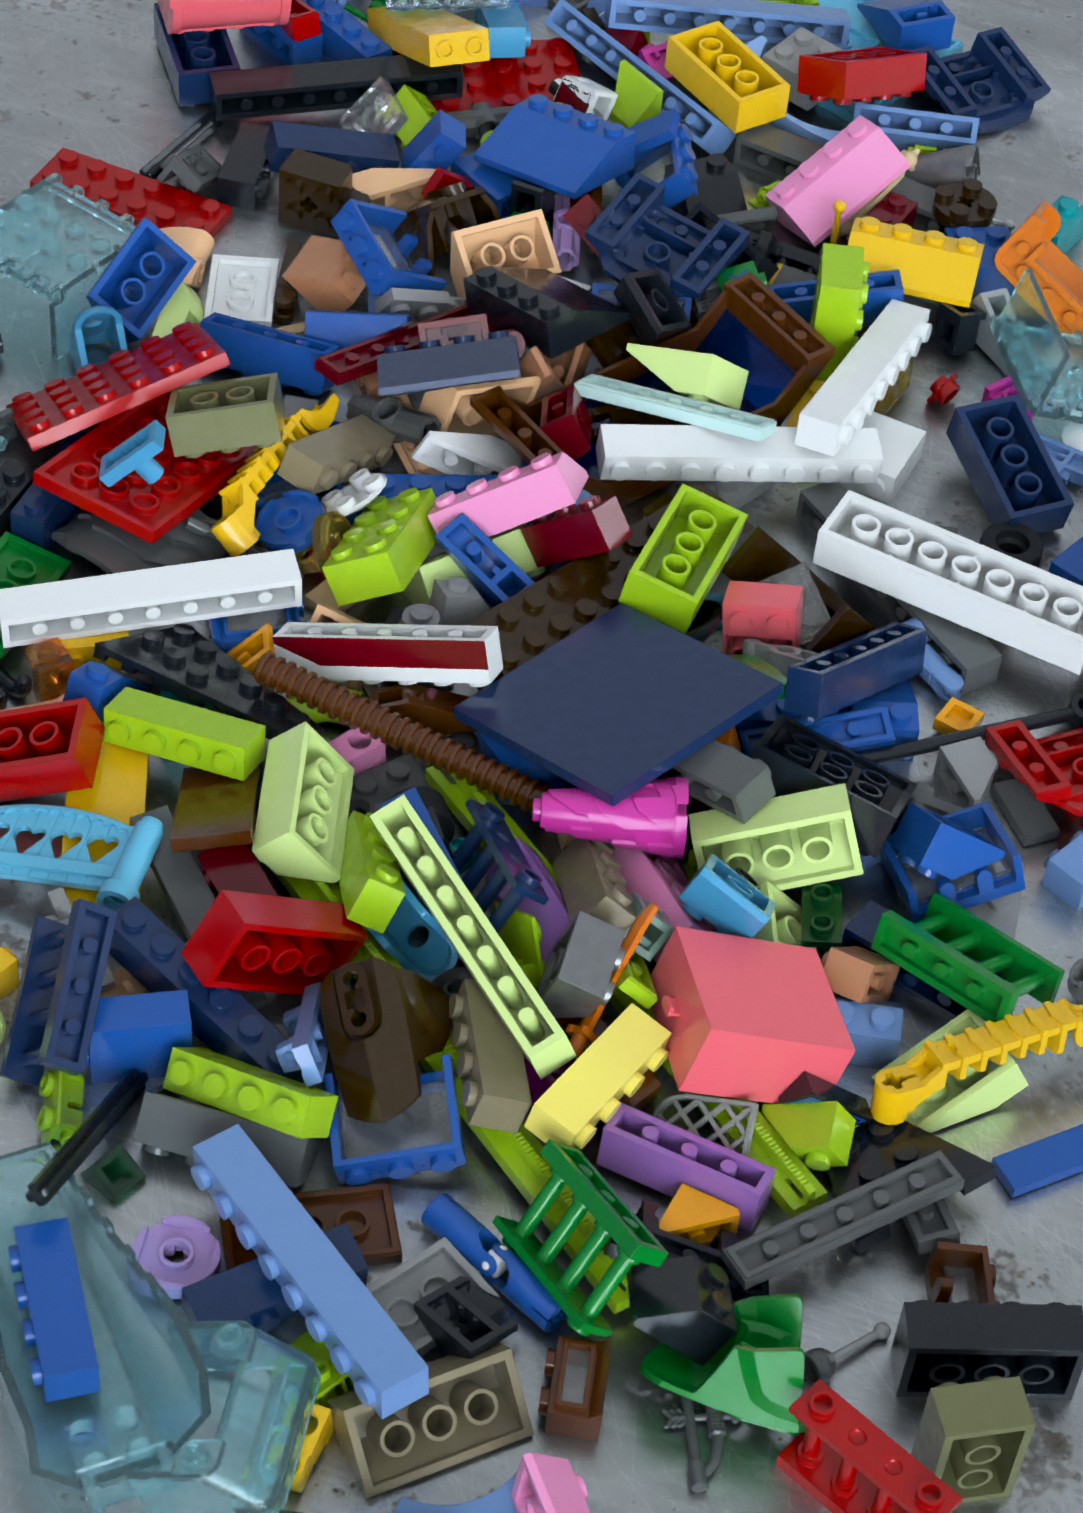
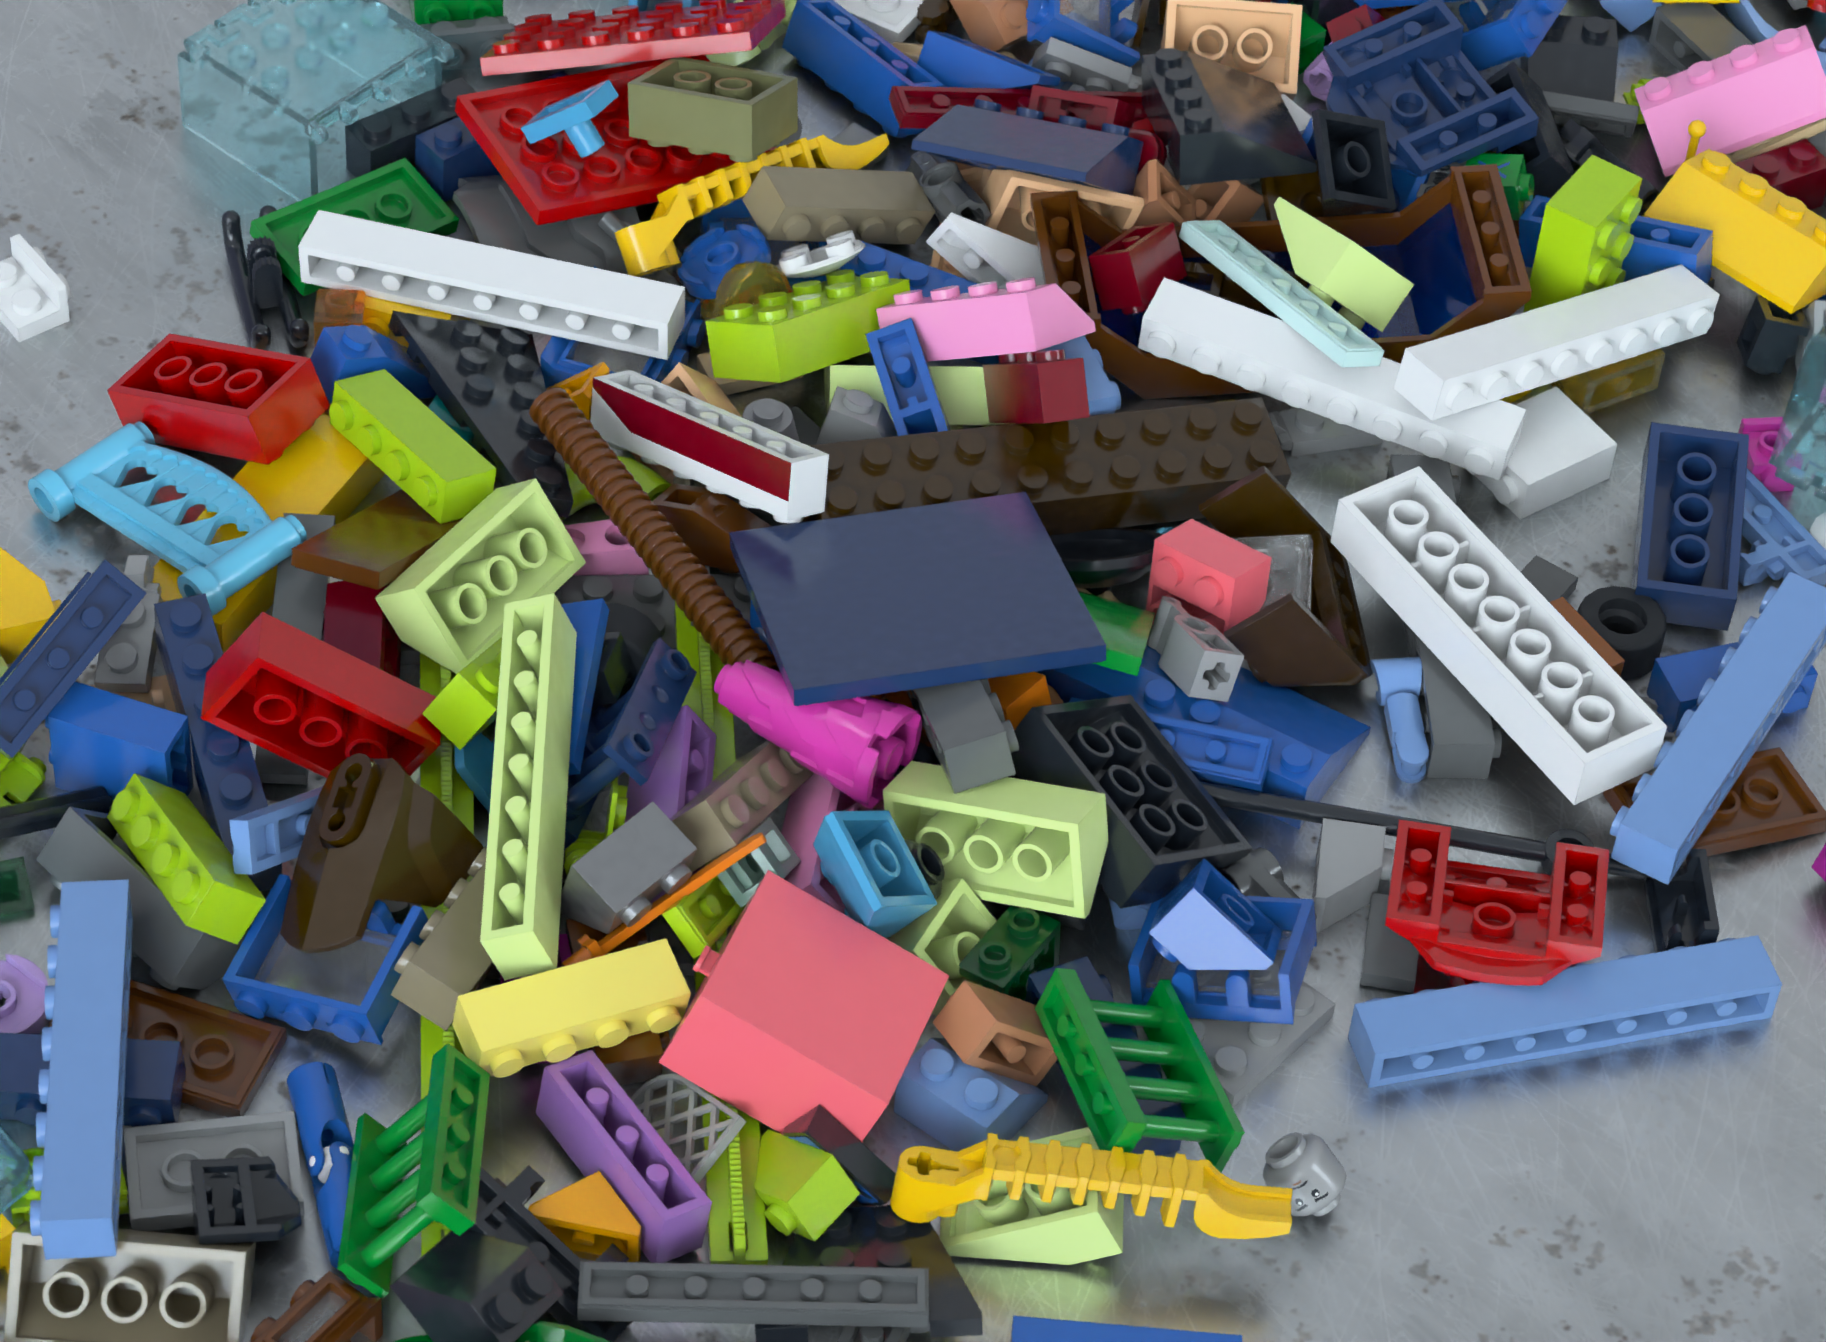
camera: 30 degrees right, 0 degrees up
(683, 558) = (1139, 467): lime brick -> none
(854, 670) = (1260, 680): dark blue brick -> none
(944, 390) = (1696, 406): red plate -> none
(957, 716) = (1389, 795): light orange plate -> none

